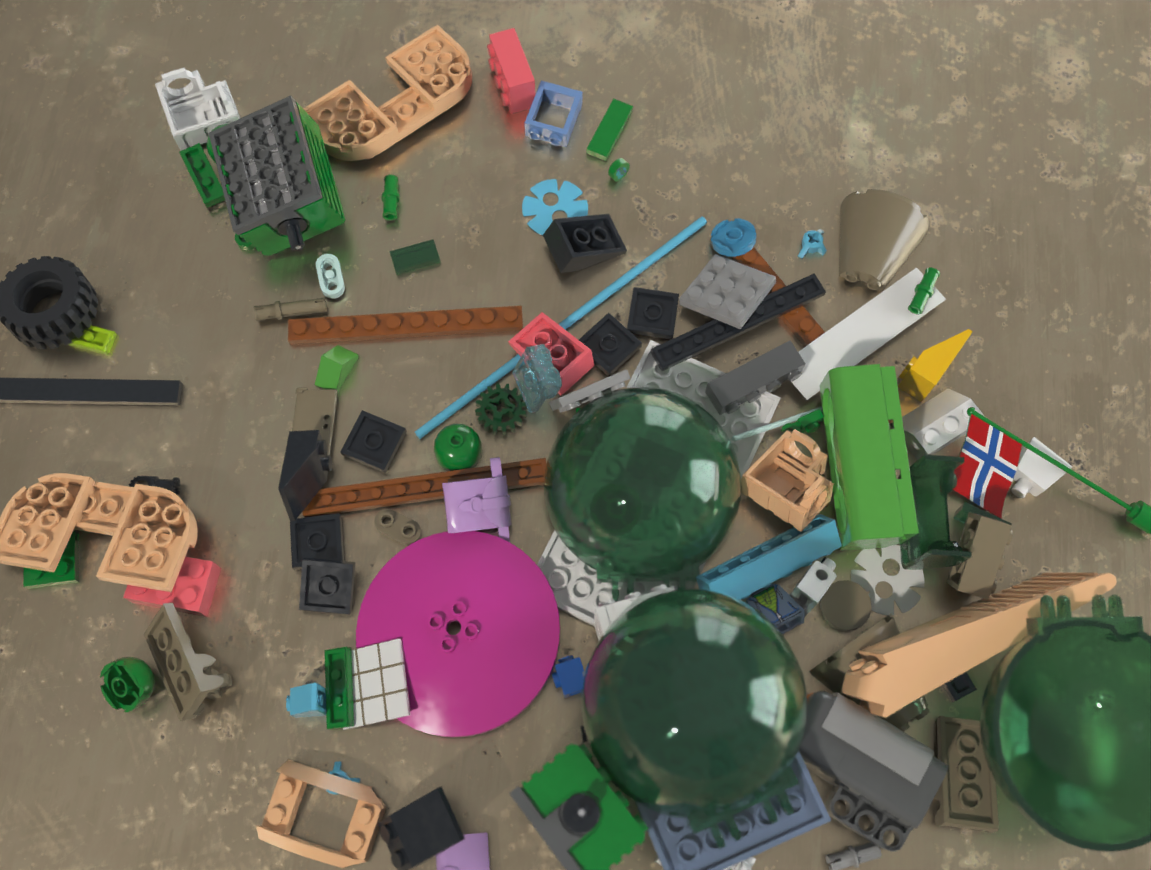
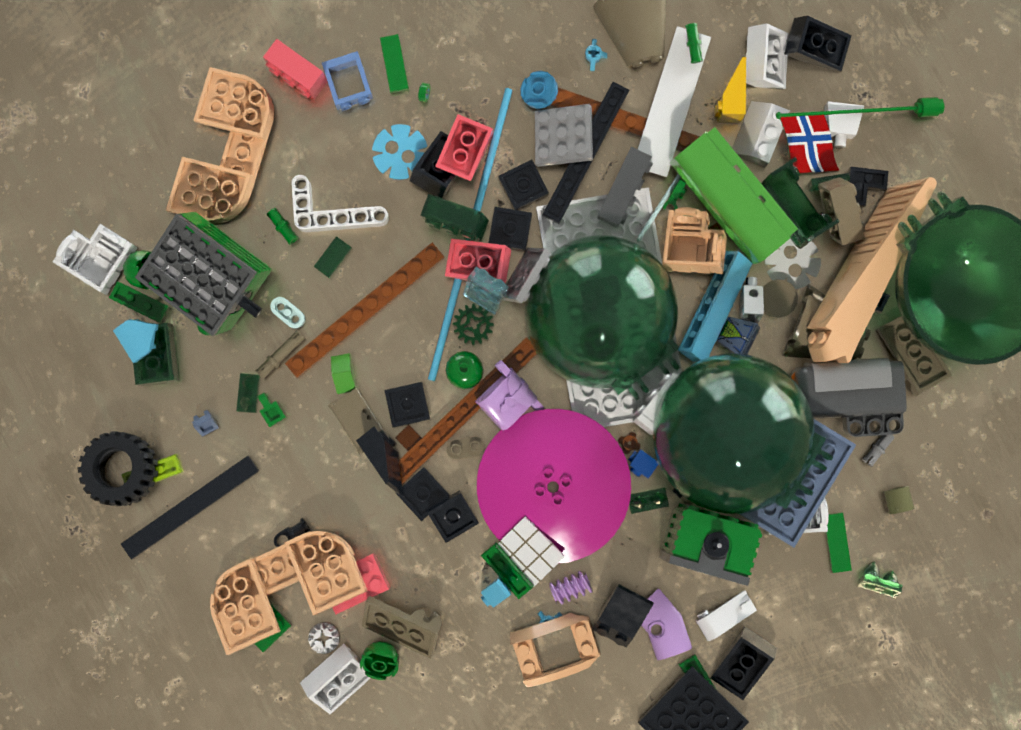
camera: 30 degrees left, 15 degrees up
(65, 671) = (335, 679): none -> white slope
(96, 630) = (328, 630): none -> white gear
(165, 322) = (205, 423): none -> sand blue tile
(167, 194) = (136, 338): none -> medium azure slope
(173, 225) = (161, 363): none -> clear green brick
(231, 324) = (248, 393): none -> clear green tile
(237, 355) = (271, 412): none -> green plate
(348, 474) = (408, 437): none -> reddish brown tile
(391, 758) = (570, 588): none -> lavender piece
(444, 218) = (332, 215): none -> white beam
(548, 724) = (648, 500): none -> clear green tile
(559, 292) = (454, 218): none -> clear green brick
(570, 638) = (634, 443): none -> dark orange plate
(620, 237) = (464, 147): none -> coral slope
(993, 355) = (765, 57): none -> white slope
(1029, 548) = (867, 179): none -> black plate
(1057, 377) = (817, 43): none -> black slope

